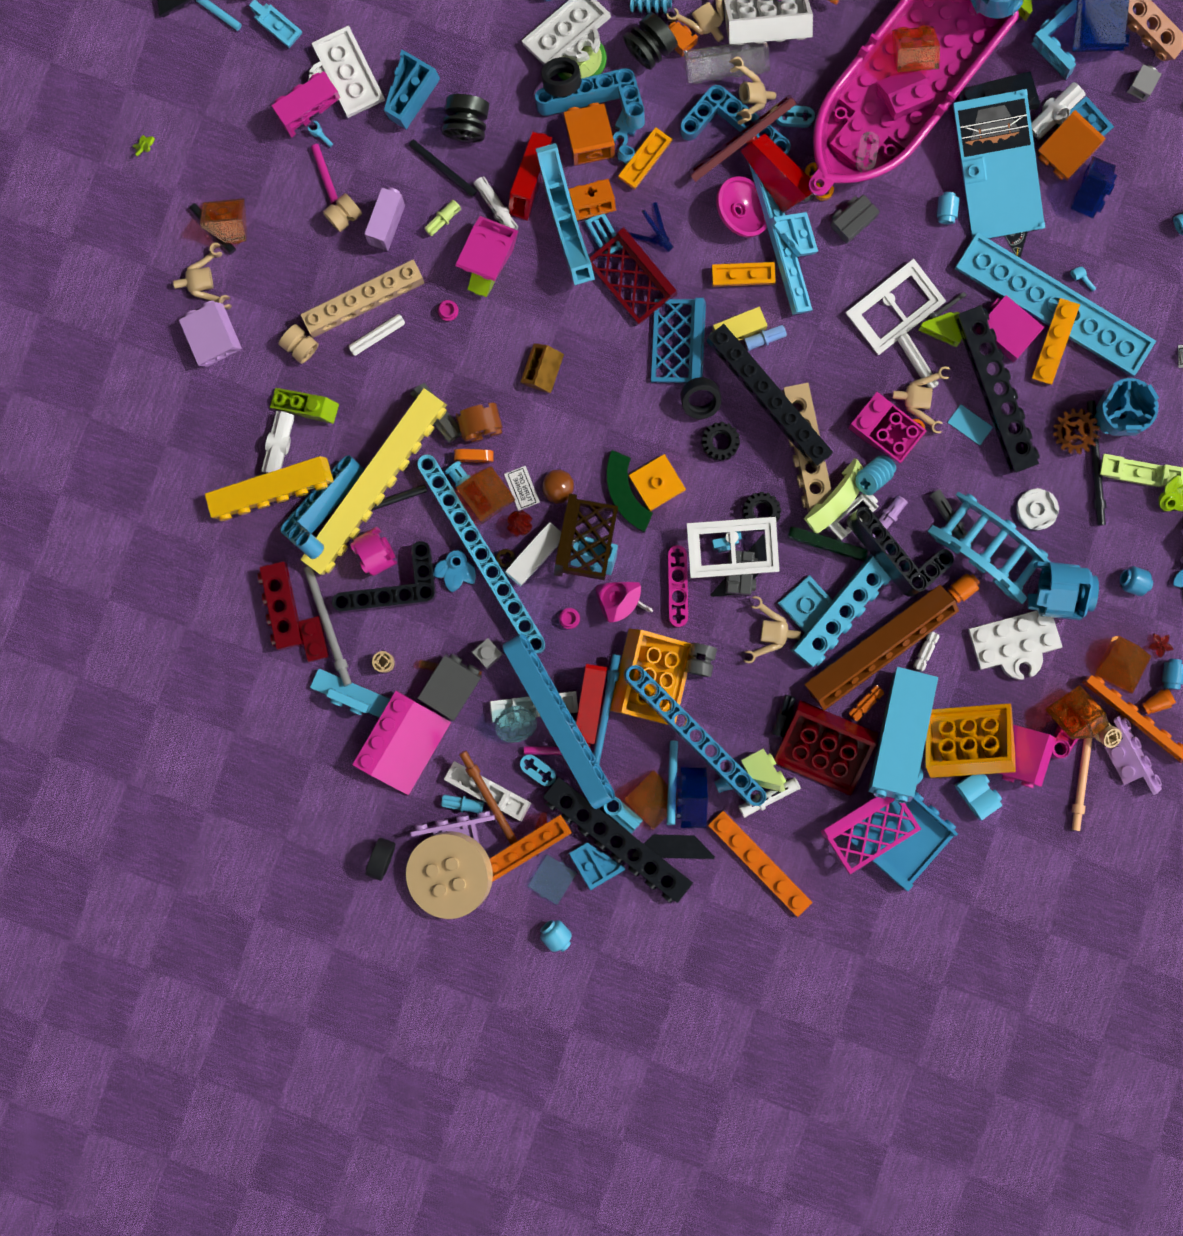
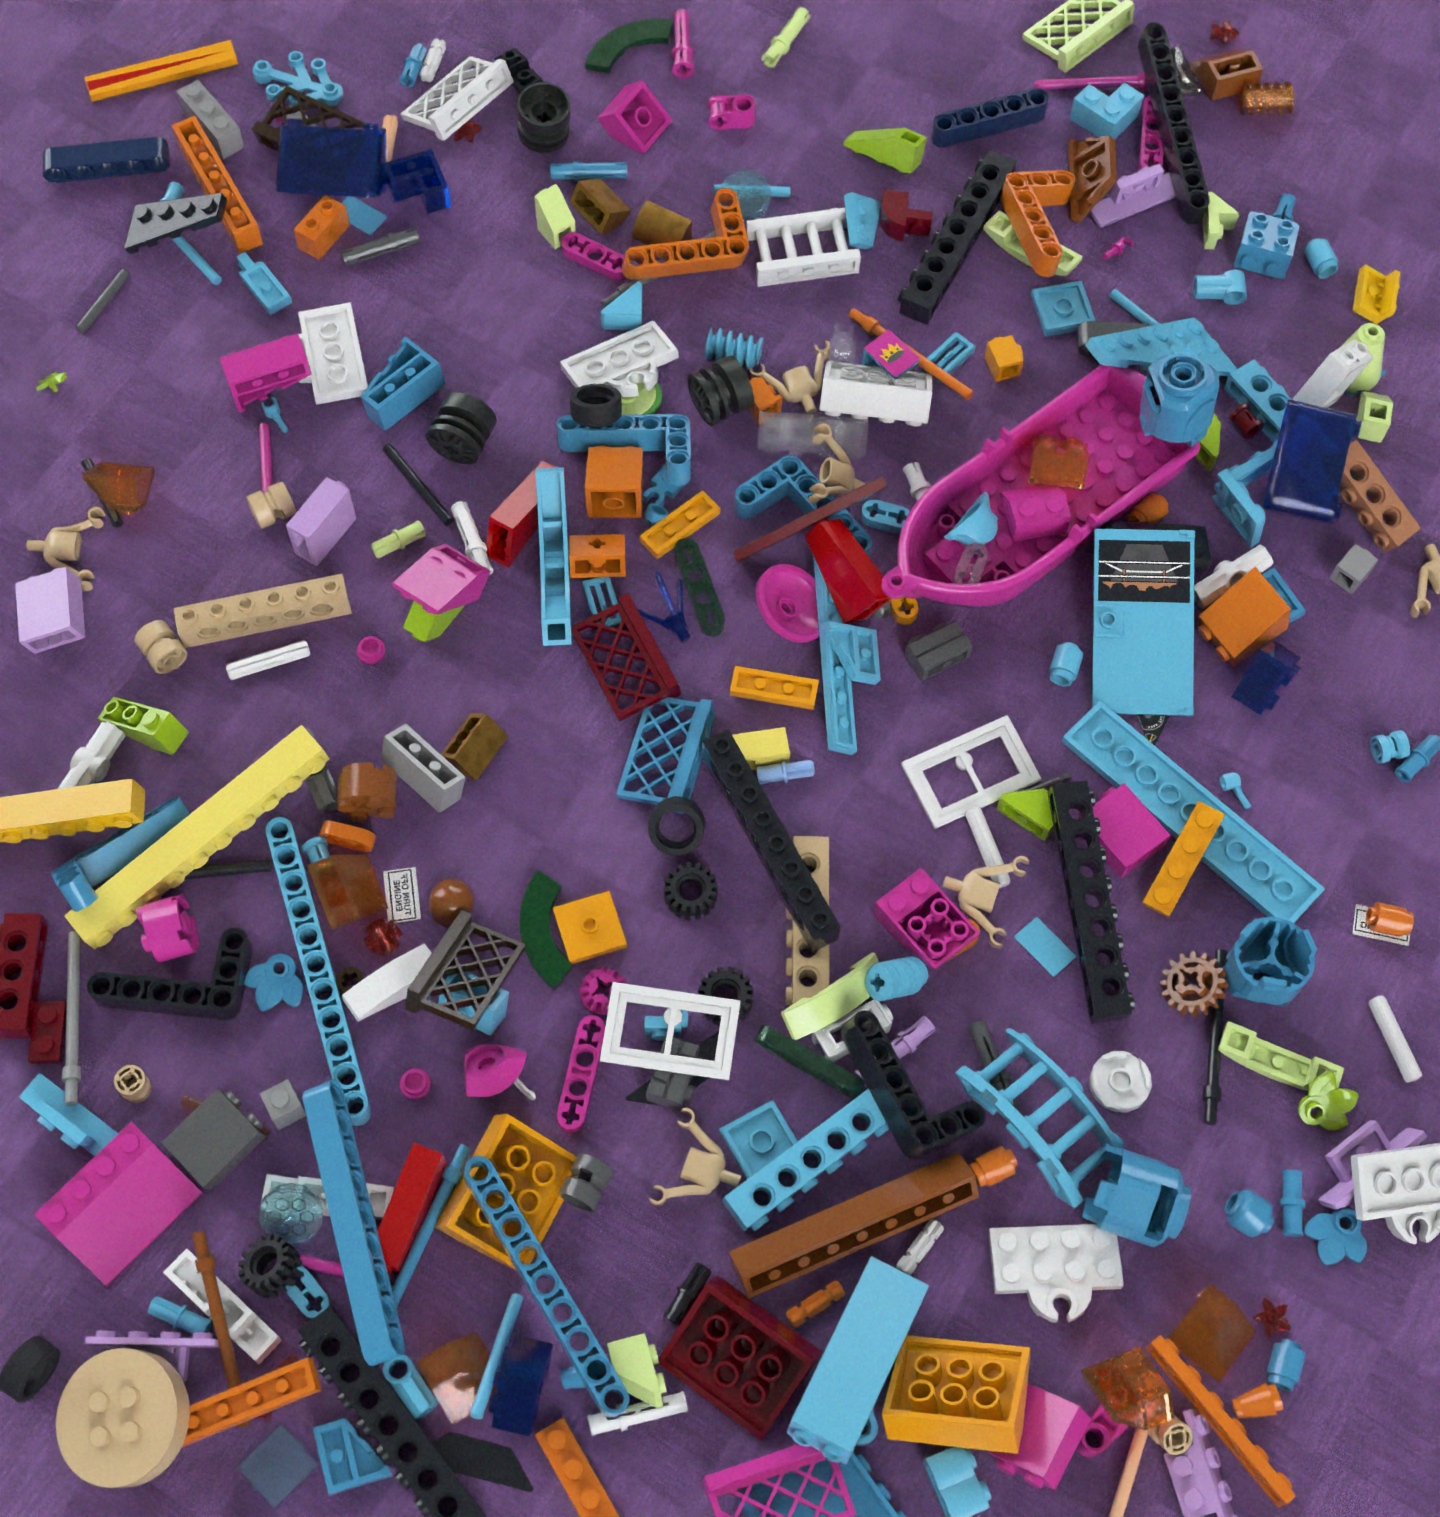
camera: 10 degrees right, 20 degrees down
(157, 65) = (102, 301): none -> dark grey bar
(501, 758) = (260, 1256): none -> black tyre
(512, 394) = (422, 767): none -> light grey brick
(667, 525) = (598, 1003): none -> dark pink gear
(669, 206) = (698, 587): none -> clear green beam
(814, 86) = (916, 480): none -> white pin
(865, 115) = (976, 525): none -> medium azure hat
(988, 69) = (1149, 510): none -> orange brick
(1163, 567) = (1292, 1203): none -> dark azure pin

